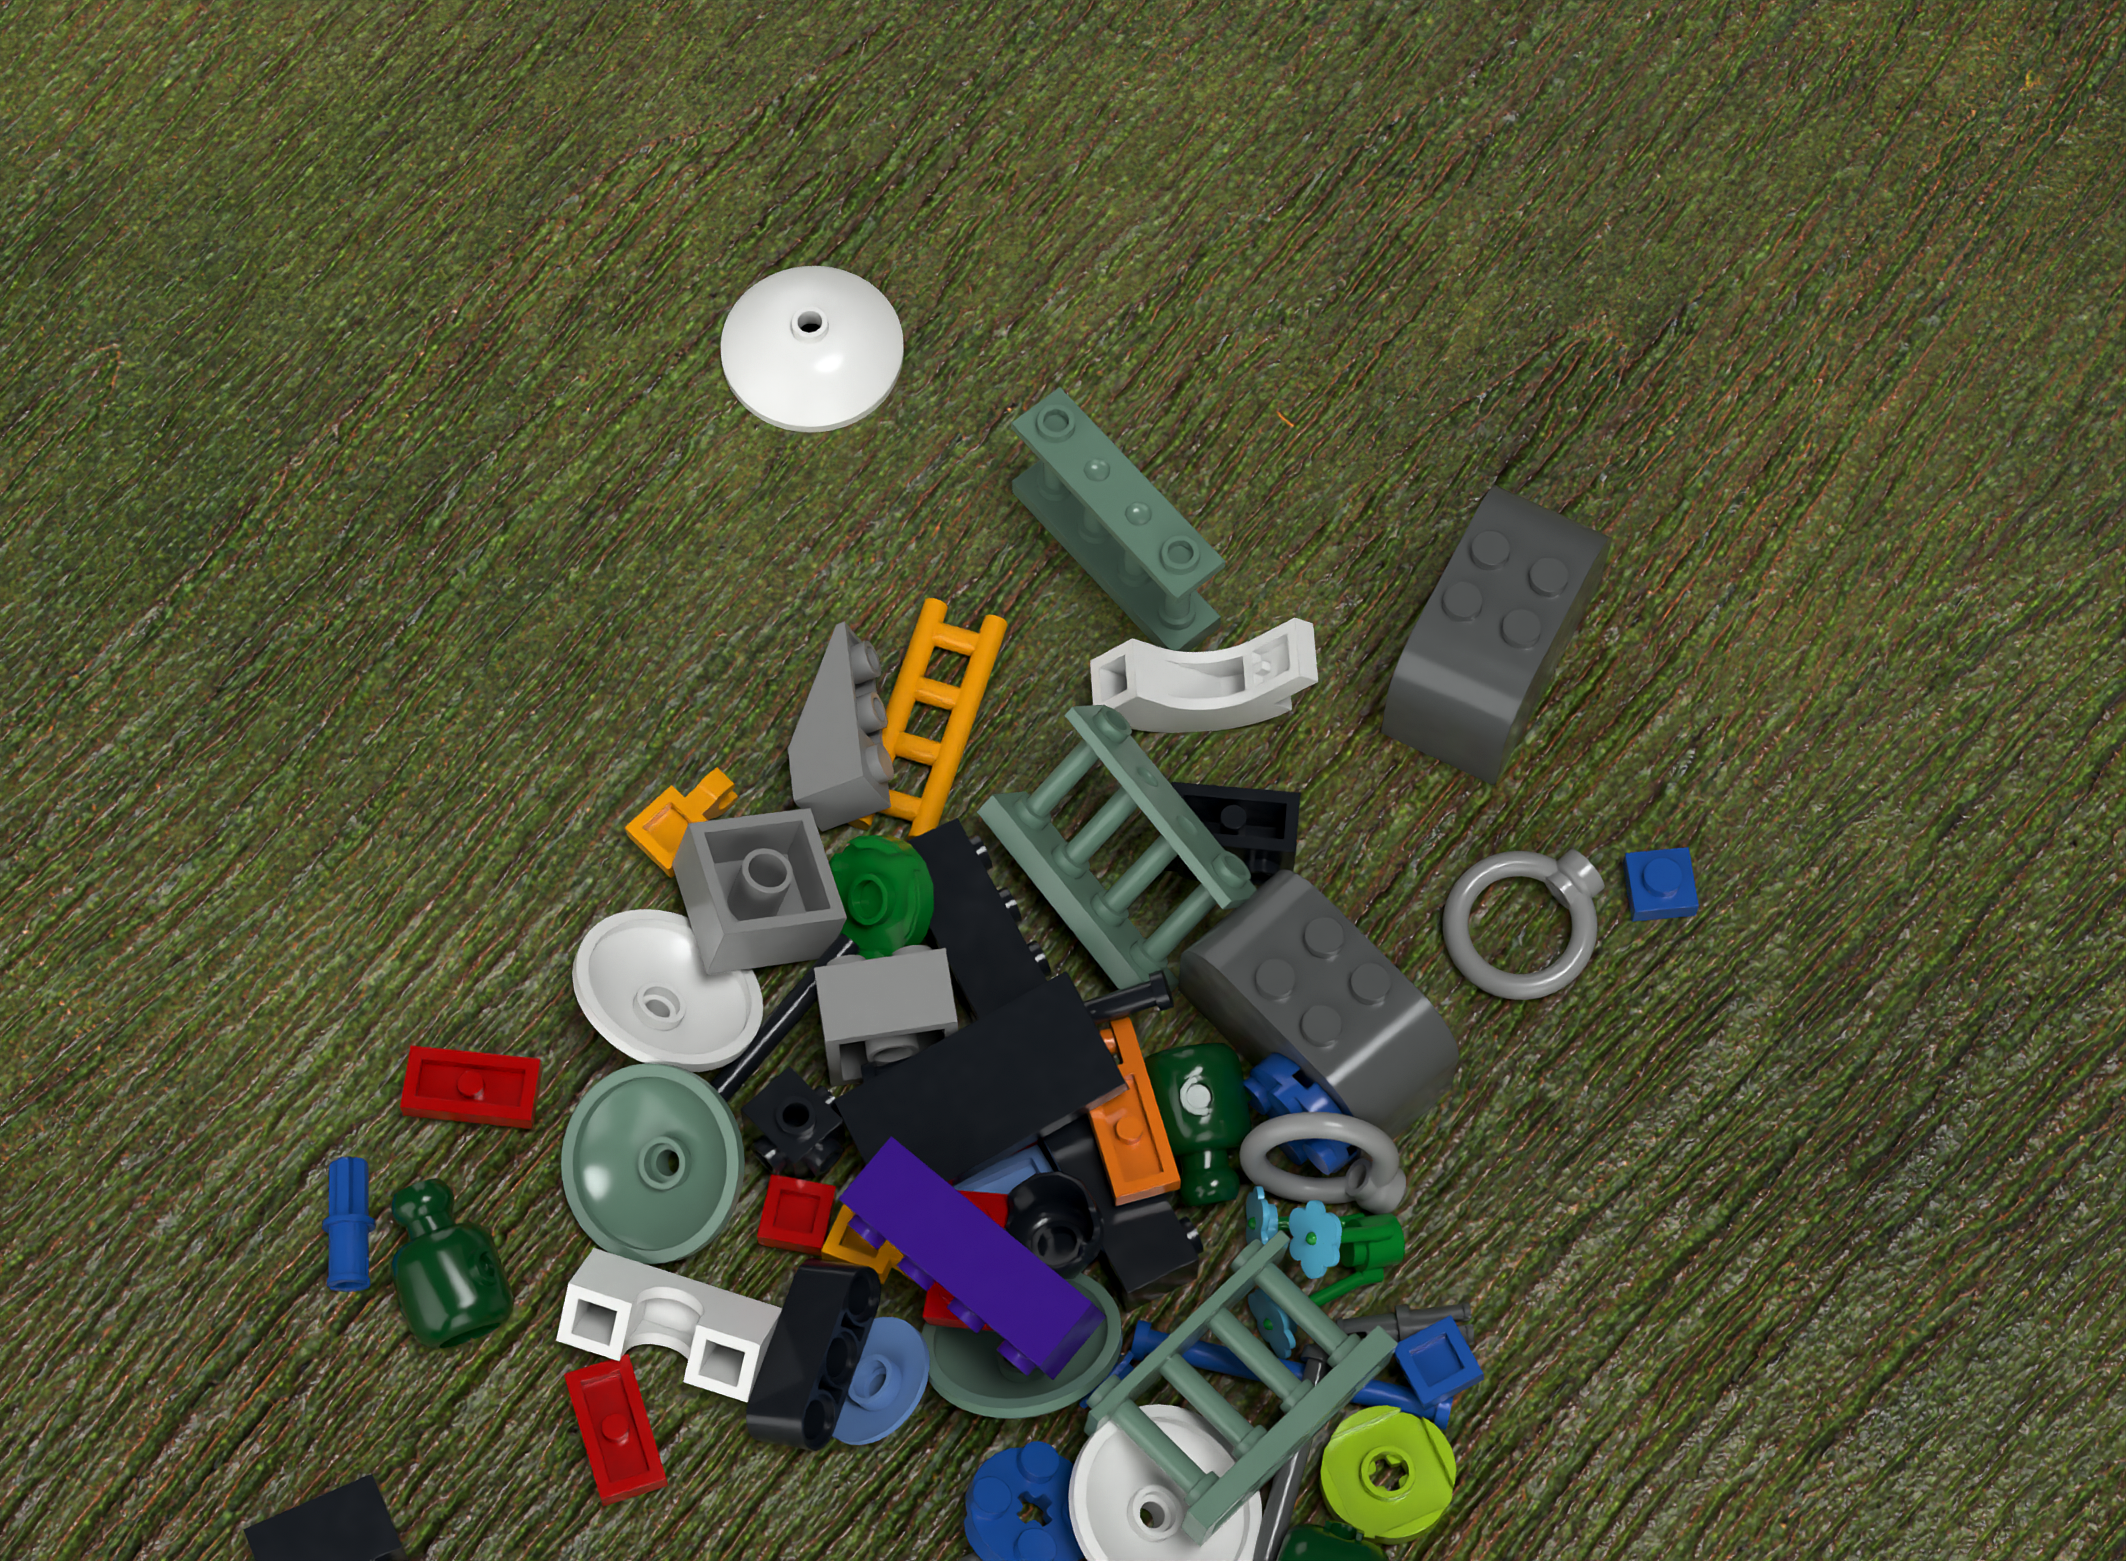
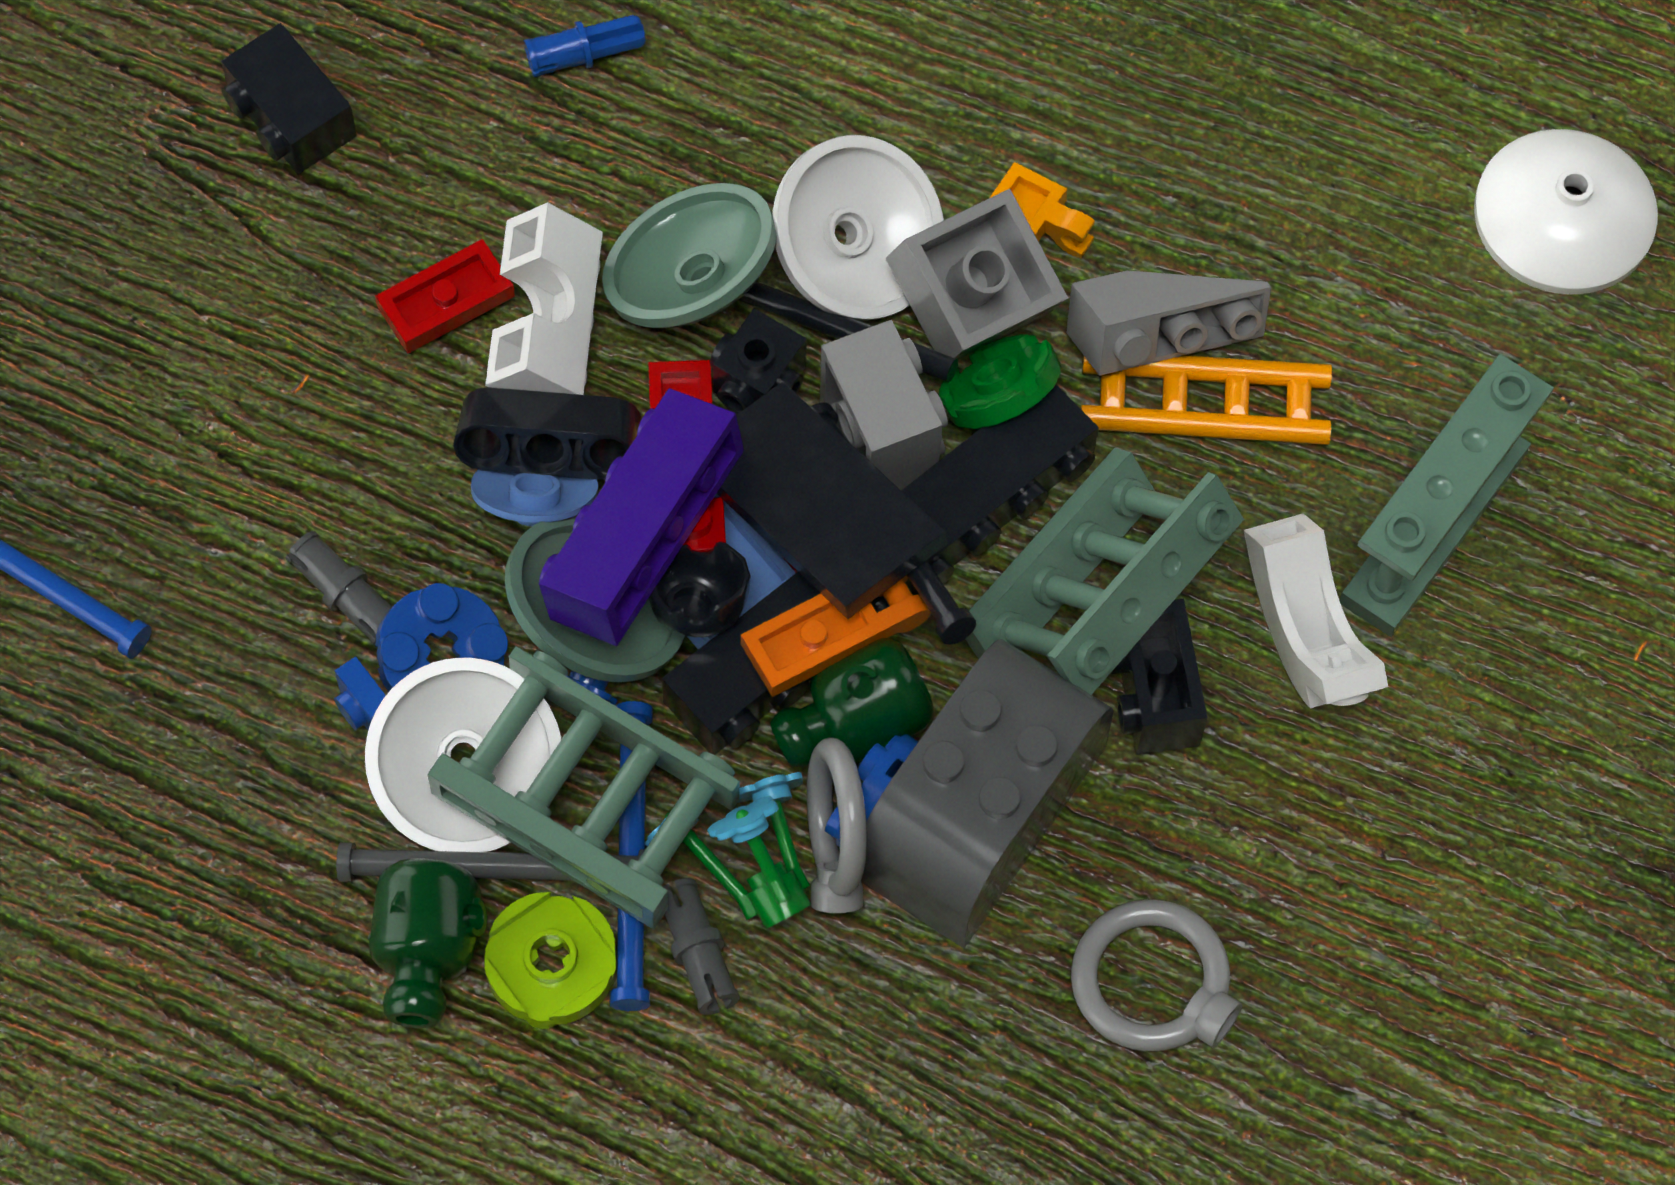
camera: 75 degrees right, 0 degrees up
(448, 1271) = (553, 125): dark green piece -> none
(471, 1087) = (734, 105): red plate -> none
(1438, 1362) = (661, 971): blue plate -> none
(1493, 633) = (1452, 872): dark grey brick -> none
(1660, 884) = (1236, 1104): blue plate -> none

